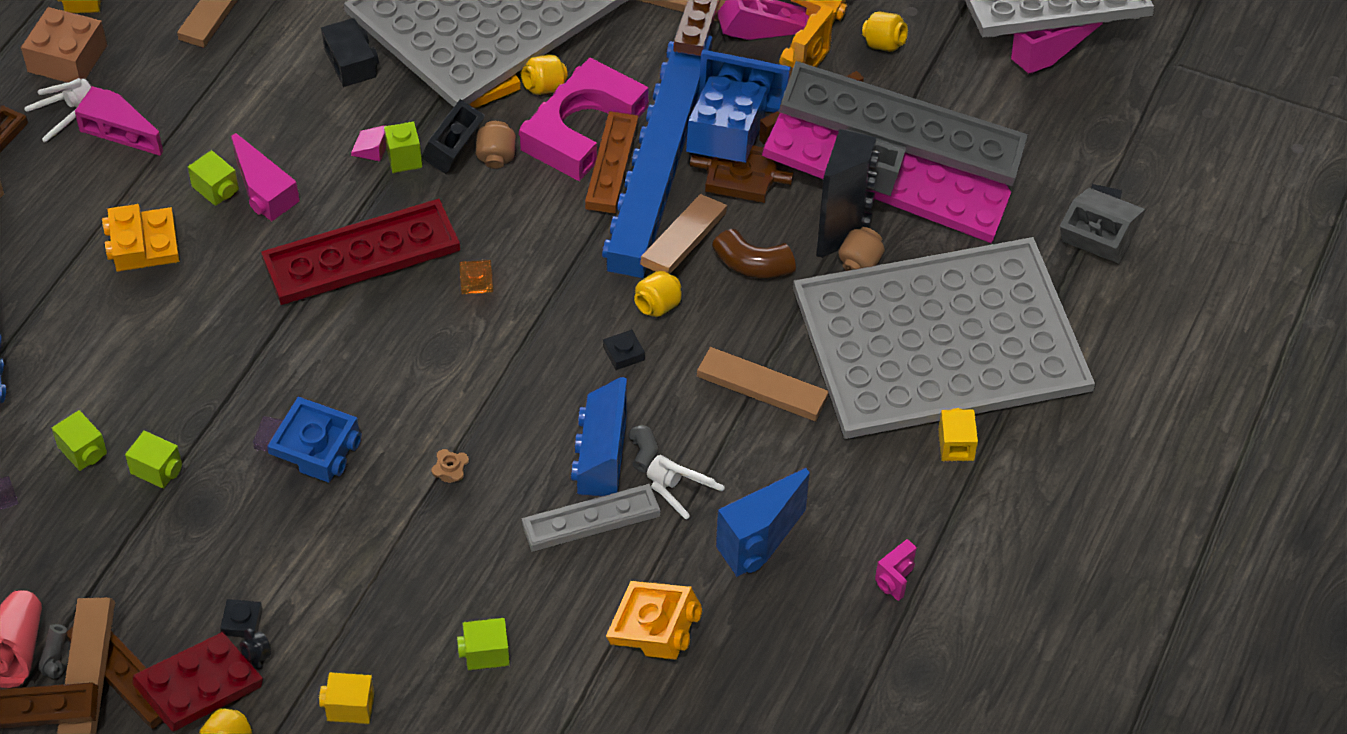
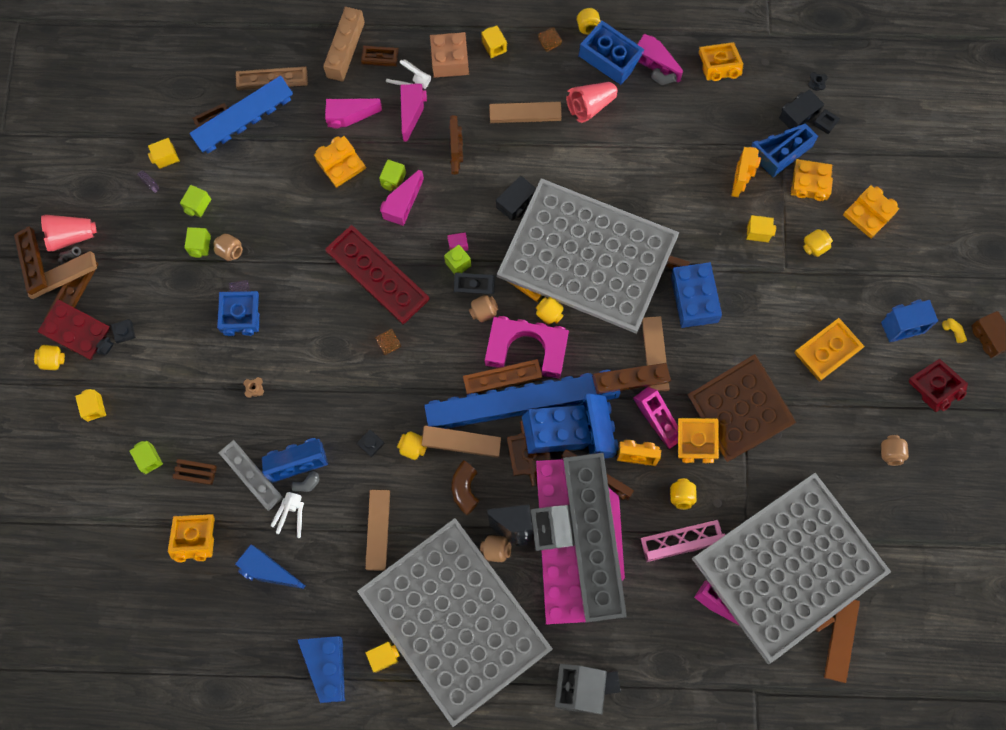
camera: 70 degrees right, 20 degrees up
(63, 200) = (349, 111): none -> dark pink slope
(192, 420) = (227, 247): none -> medium nougat head
(220, 81) = (456, 145): none -> reddish brown plate
(559, 570) = (178, 469): none -> reddish brown tile
(894, 568) = (278, 656): dark pink bracket -> none
(943, 506) = (325, 666): none -> blue wedge
(957, 58) = (680, 548): none -> bright pink fence

